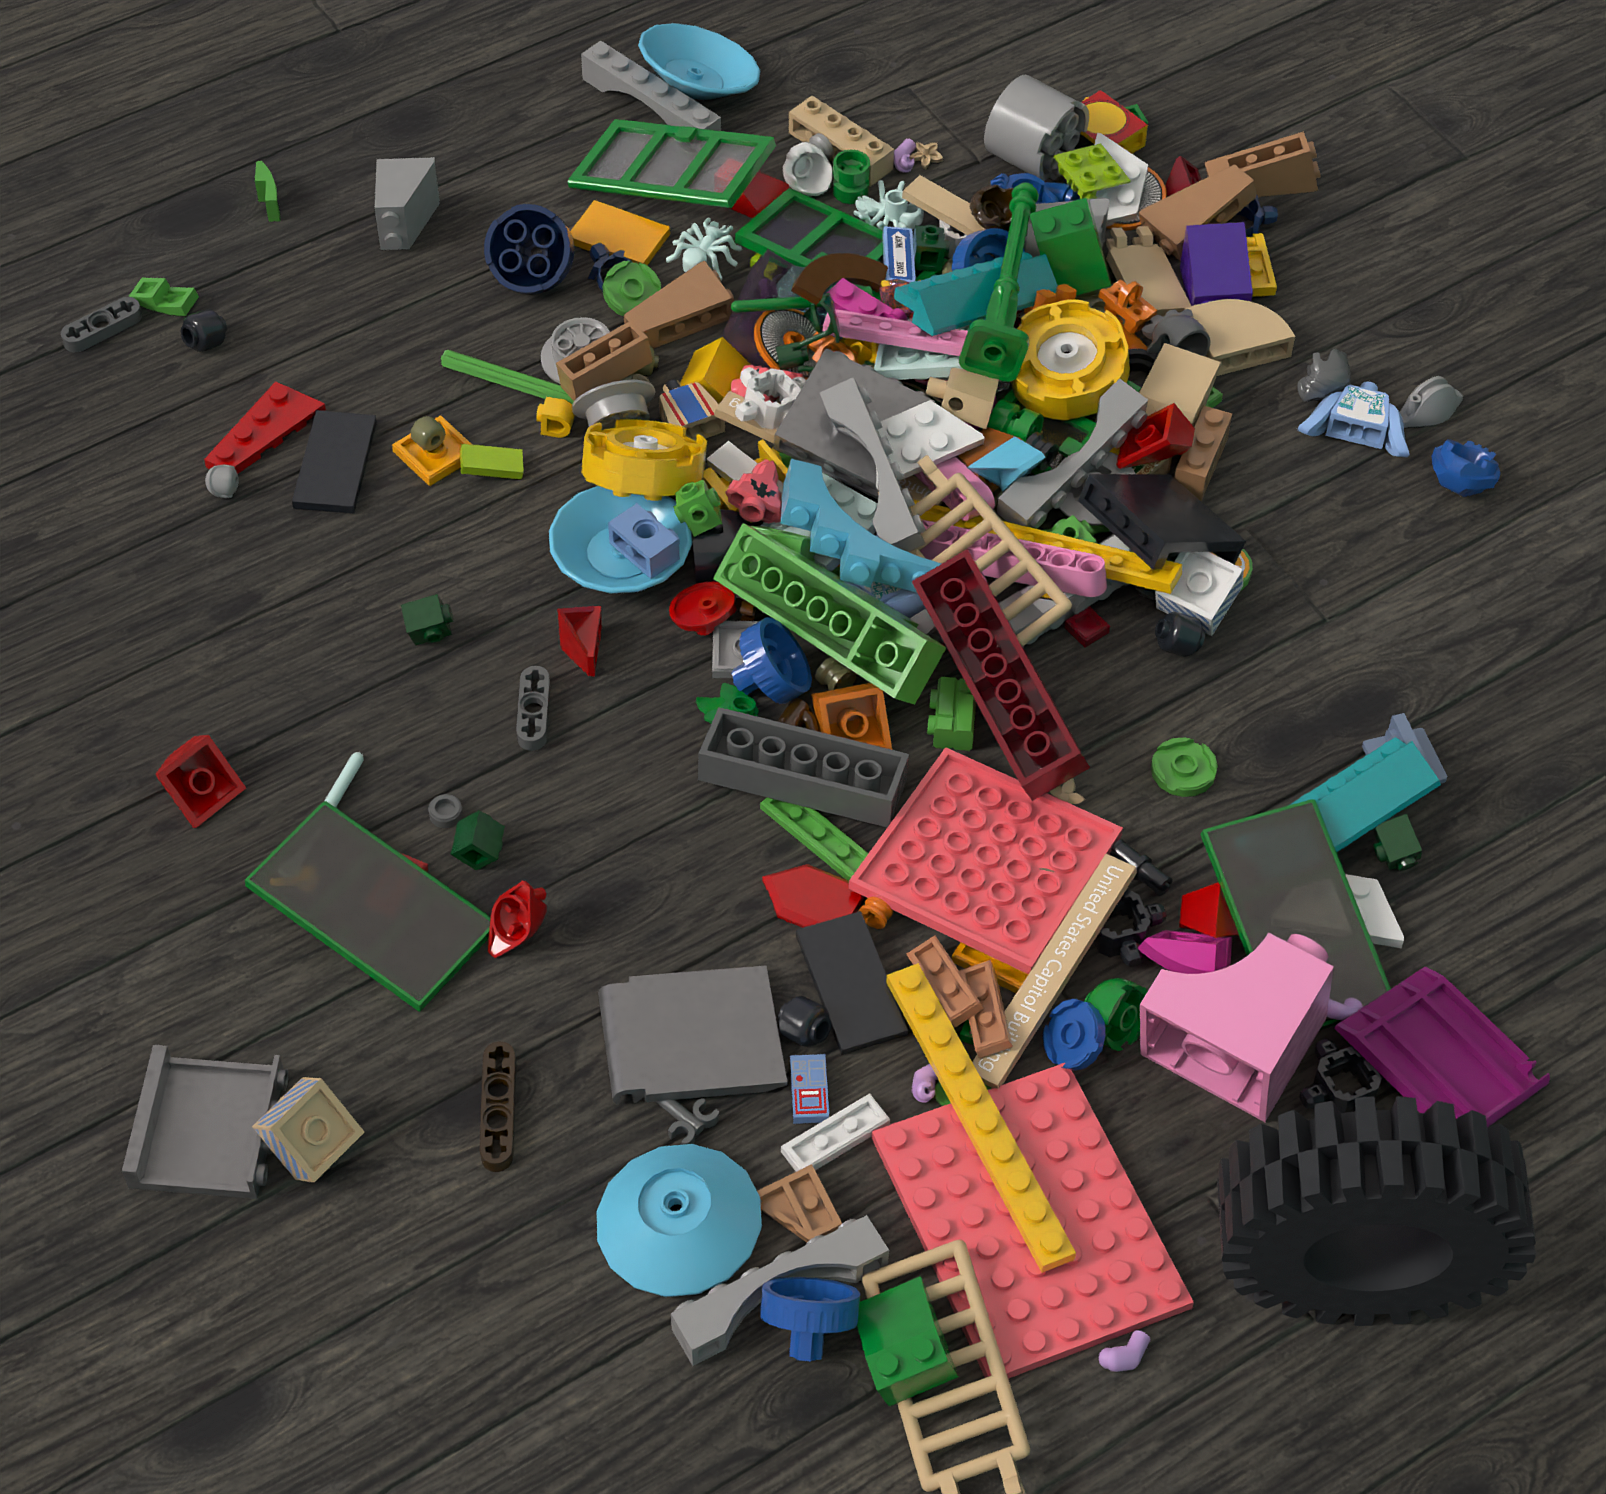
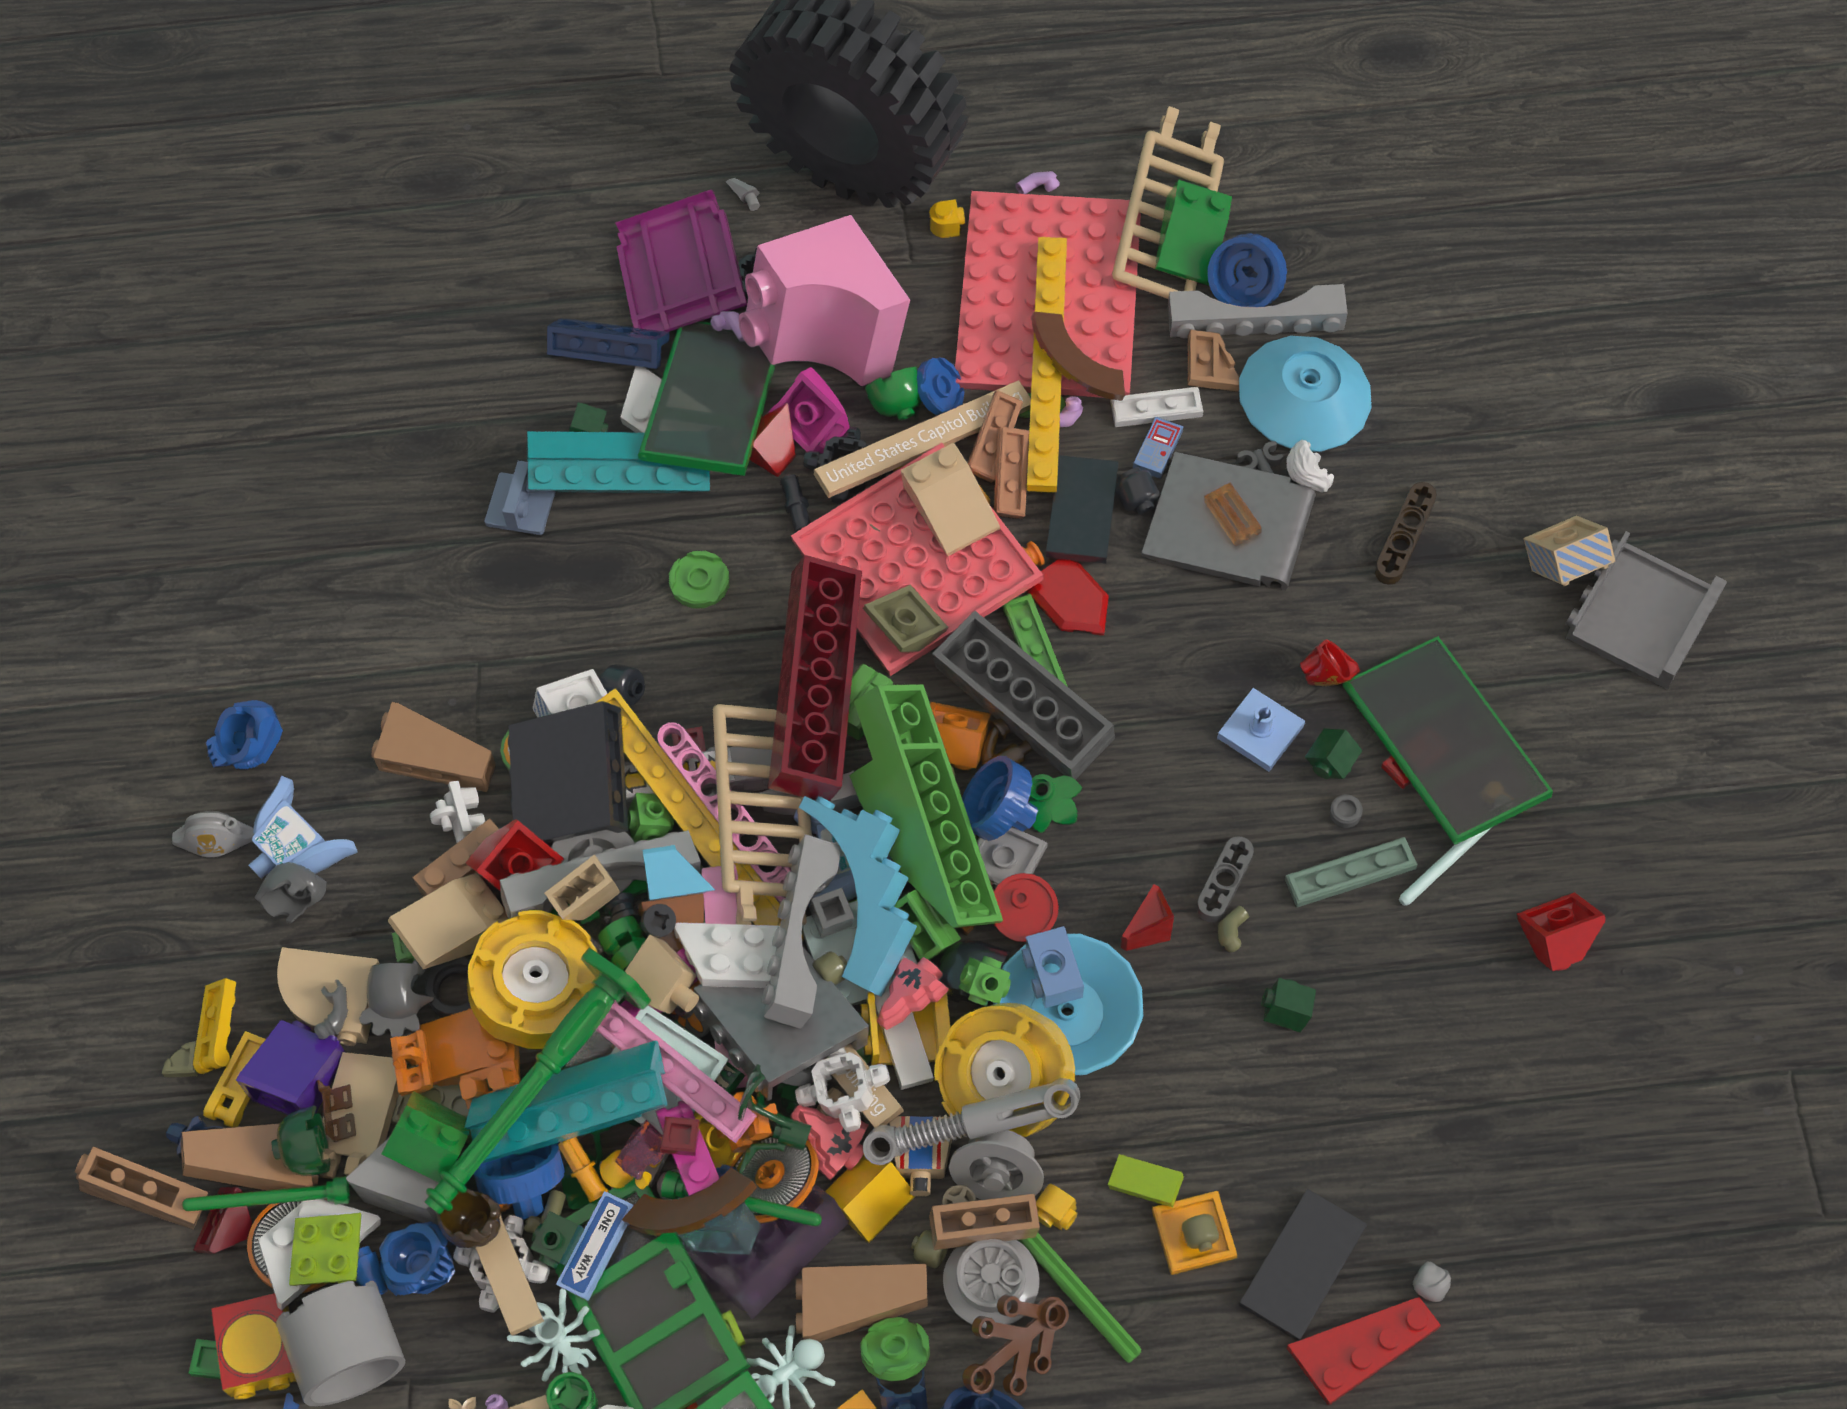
camera: 150 degrees left, 10 degrees up
(417, 761) = (1350, 872): none -> sand green tile
(511, 667) = (1229, 929): none -> olive arm
(535, 310) = (1019, 1343): none -> reddish brown plant
(561, 850) = (1261, 729): none -> light blue tile
(587, 419) = (975, 1120): none -> light grey piece
(630, 1113) = (1304, 468): none -> white hair
(686, 1033) = (1244, 533): none -> clear orange tile
(837, 475) = (830, 967): none -> olive piece
(858, 497) = (831, 912): none -> dark grey brick
(873, 299) = (680, 1136): none -> dark red tile
(948, 1105) = (1072, 362): none -> reddish brown tile
(956, 779) = (906, 619): none -> olive slope
(986, 902) = (949, 499): none -> tan slope
(996, 427) = (652, 924): none -> black wheel
(1071, 418) = (584, 889): none -> tan torso
(1121, 217) = (334, 1191): none -> green piece
(1159, 213) = (302, 1143): none -> dark green cylinder
(1177, 266) = (338, 1104): none -> reddish brown piece
(1198, 1251) = (946, 219): none -> yellow plate
(1219, 312) = (336, 1019): none -> dark grey piece
(1243, 486) = (453, 813): none -> white hips
(1303, 283) = (214, 1026): none -> yellow plate
(1303, 524) = (429, 751): none -> medium nougat slope
(1308, 262) = (181, 1062): none -> olive tile
(1452, 932) = (606, 342): none -> dark blue fence

